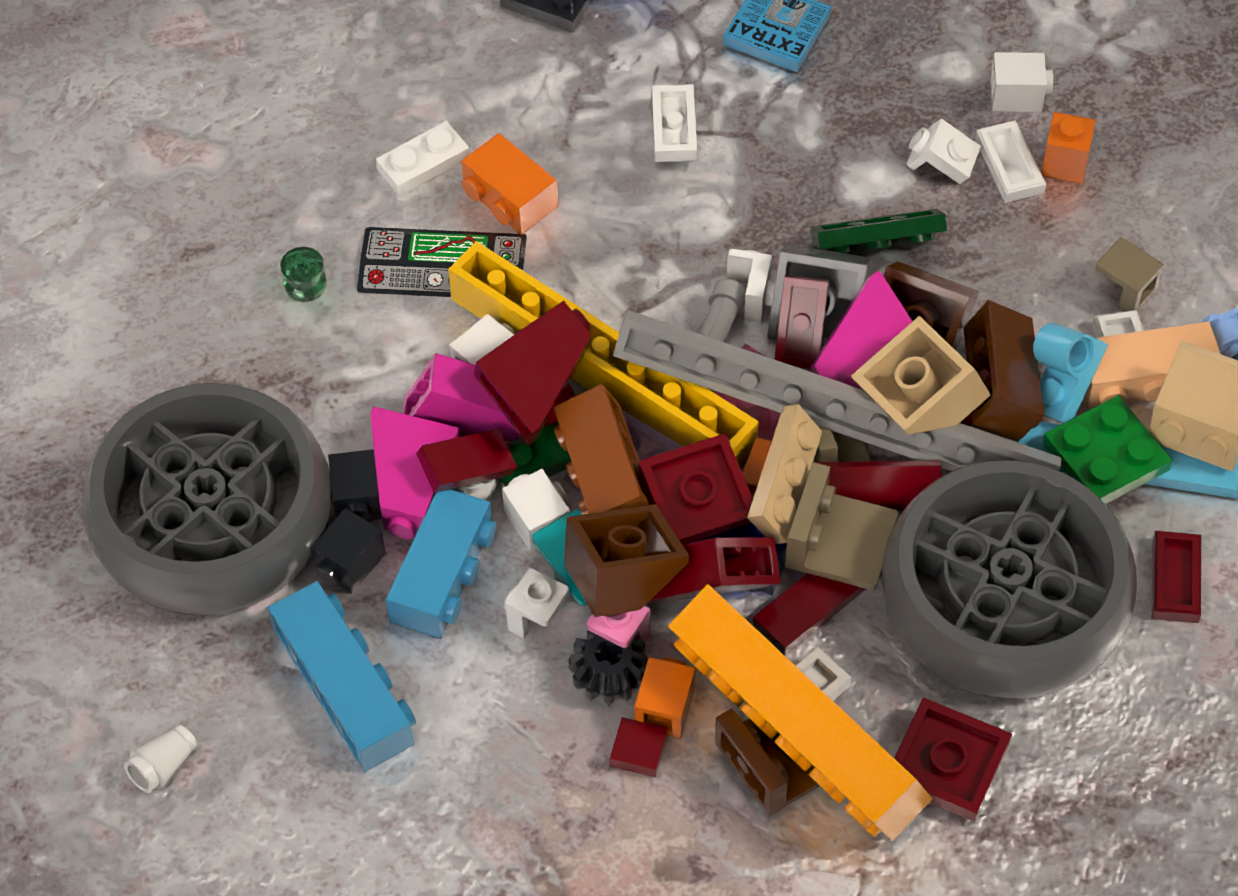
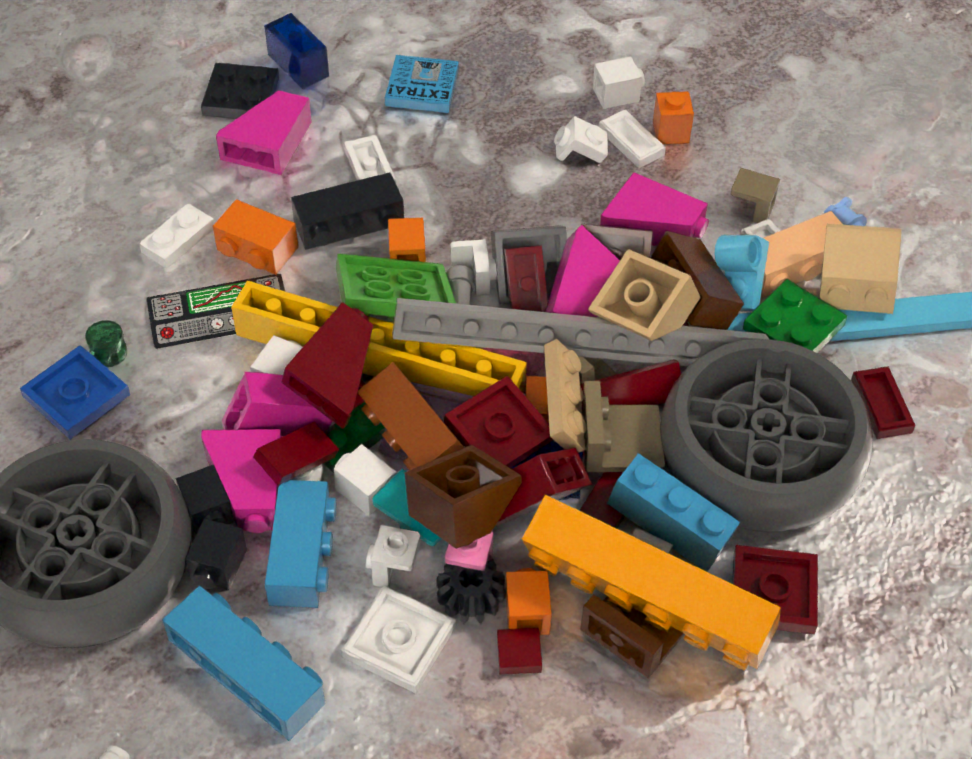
camera: 20 degrees left, 5 degrees down
(253, 323) = (75, 391): none -> blue plate
(515, 697) = (399, 639): none -> white tile
(566, 51) = (266, 133): none -> dark pink slope
(627, 176) = (347, 210): none -> black brick
(638, 279) = (376, 283): none -> bright green plate
(681, 237) = (407, 239): none -> orange brick
(863, 641) = (672, 512): none -> dark azure brick
(879, 231) = (557, 206): dark green plate -> none
(996, 265) = (656, 208): none -> dark pink slope

